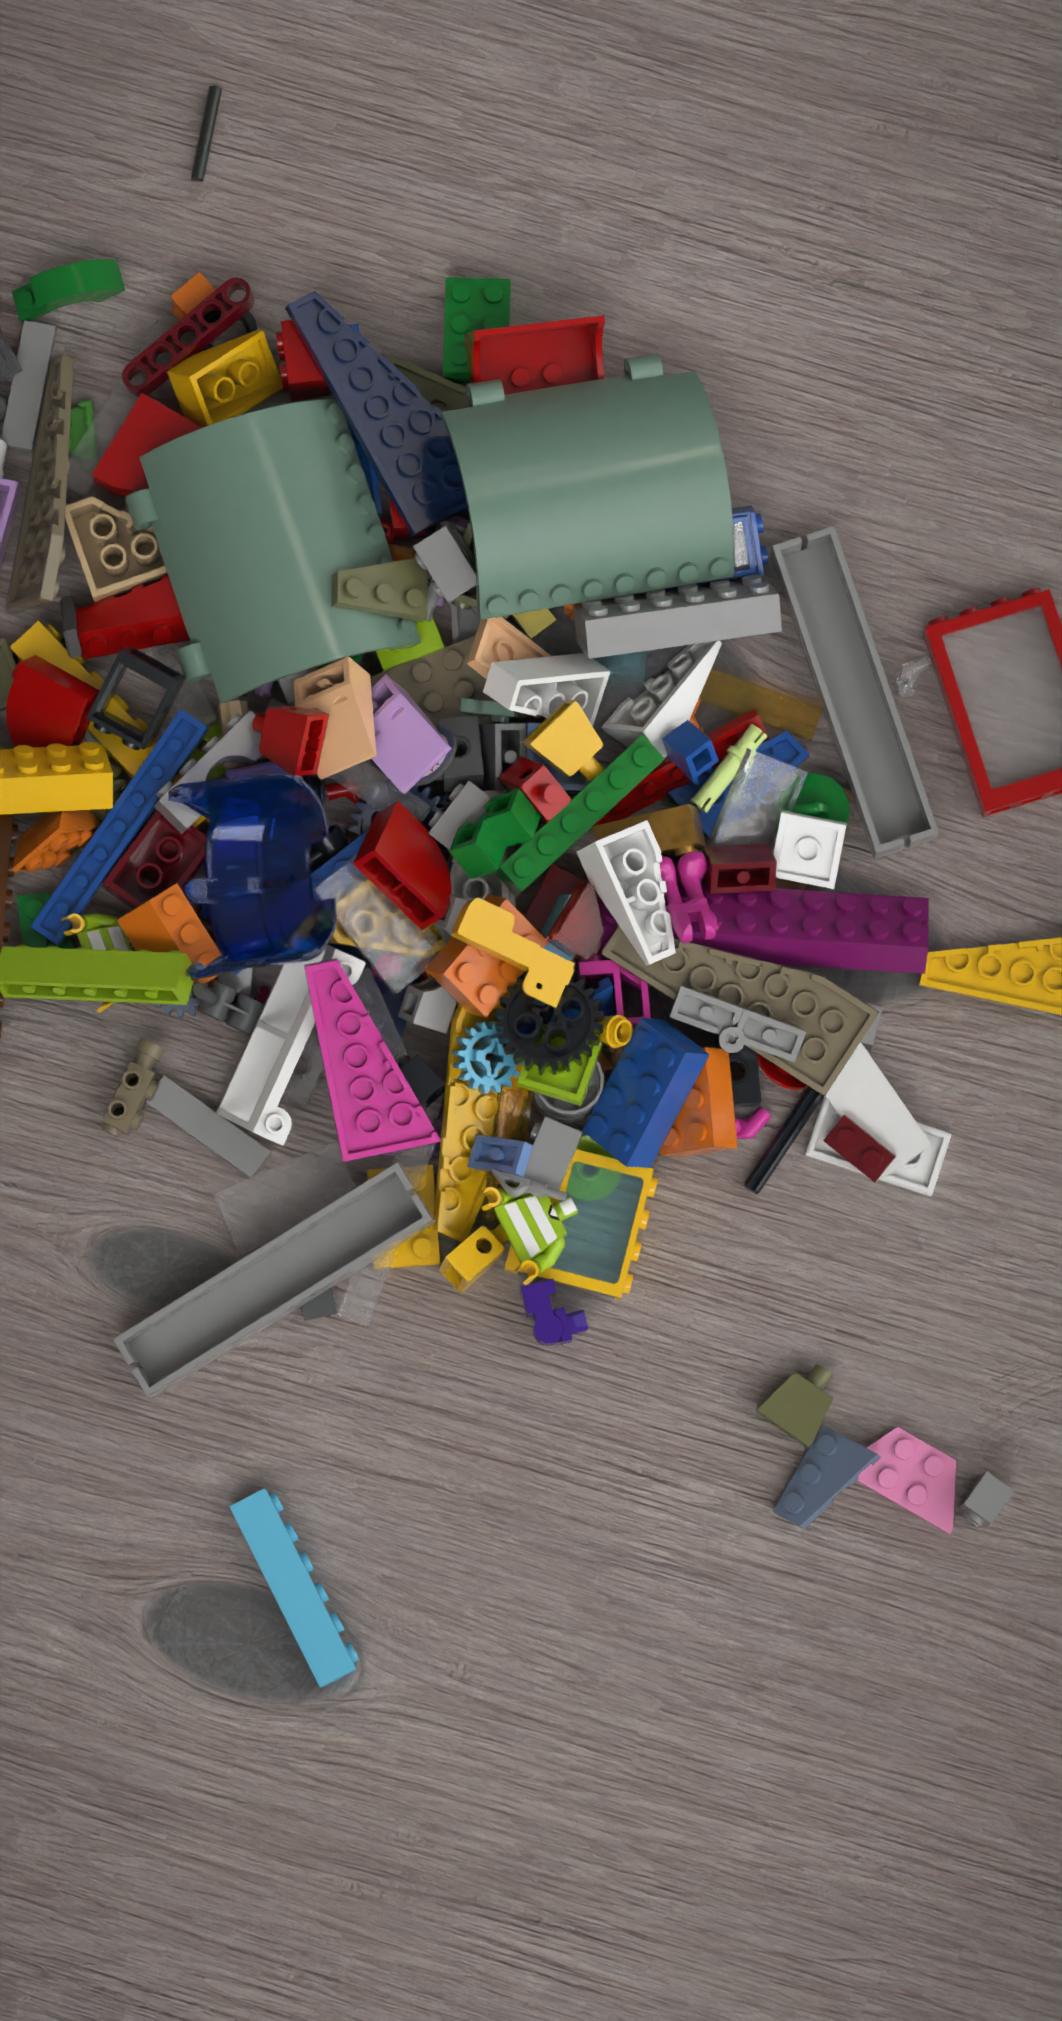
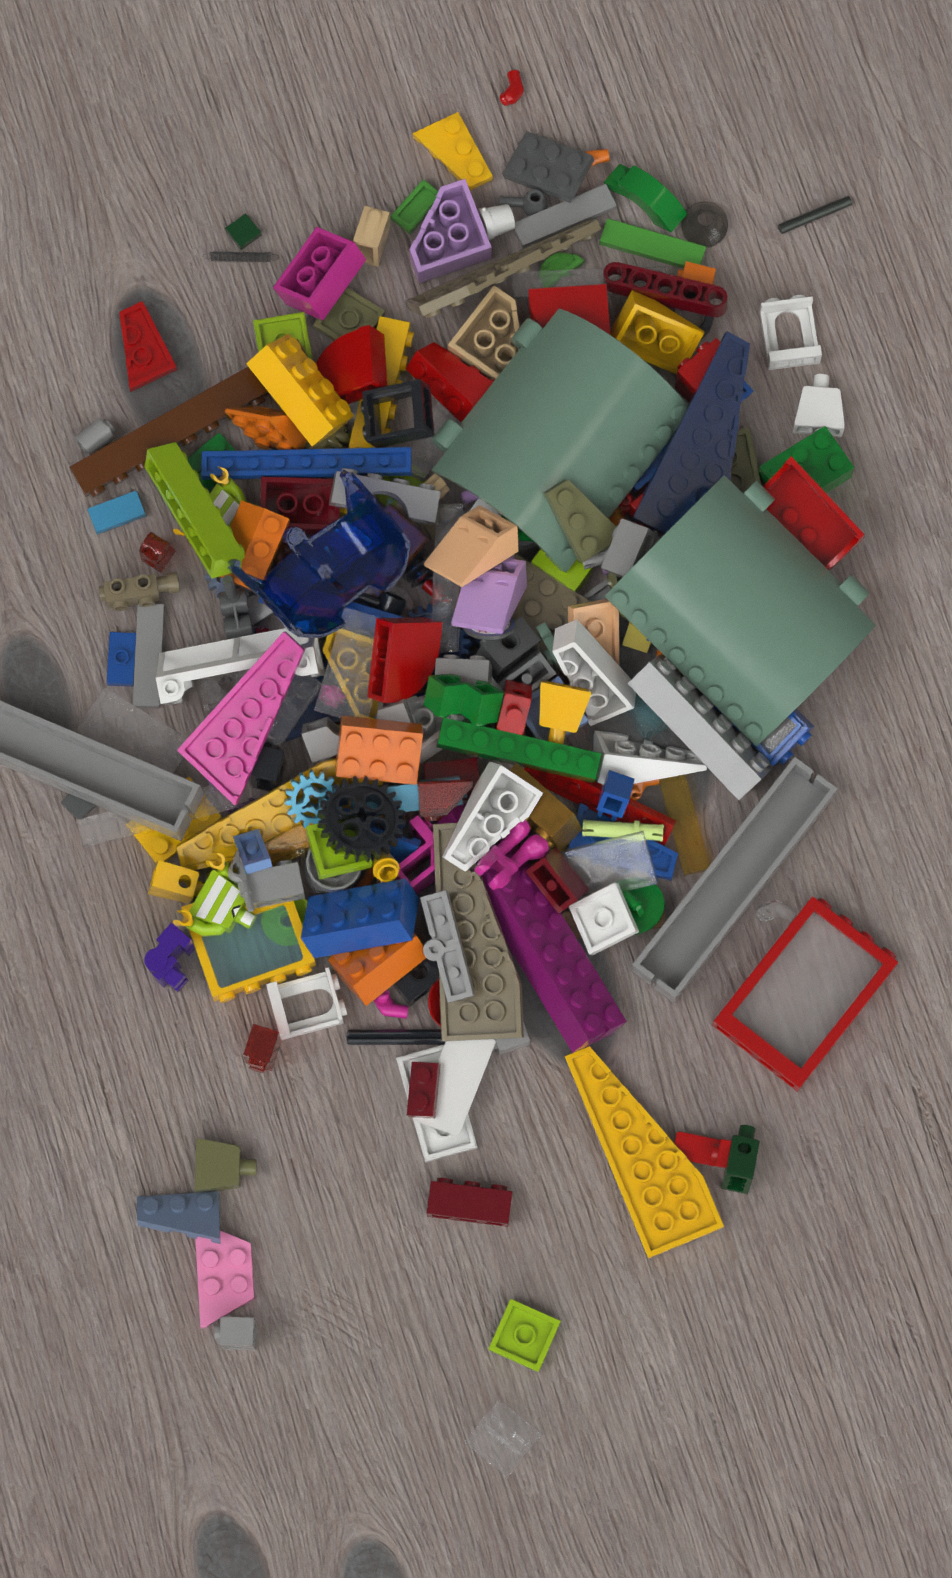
camera: 55 degrees right, 5 degrees down
(29, 1059) = (116, 512): none -> dark azure tile
(70, 627) = (418, 342): dark grey tile -> none
(105, 1046) = (156, 552): none -> clear red leg
(122, 319) = (650, 244): none -> bright green tile
(143, 265) = (700, 234): none -> clear smoke piece
(192, 1157) = (121, 659): none -> blue plate
(292, 737) = (437, 527): red torso -> none
(300, 215) = (802, 308): none -> white panel
(419, 271) = (820, 408): none -> white torso
(491, 931) = (391, 735): yellow piece -> none
(709, 1282) = (262, 1048): none -> clear red brick
(719, 1190) = (314, 982): none -> white panel
(1004, 1178) = (469, 1202): none -> dark red brick

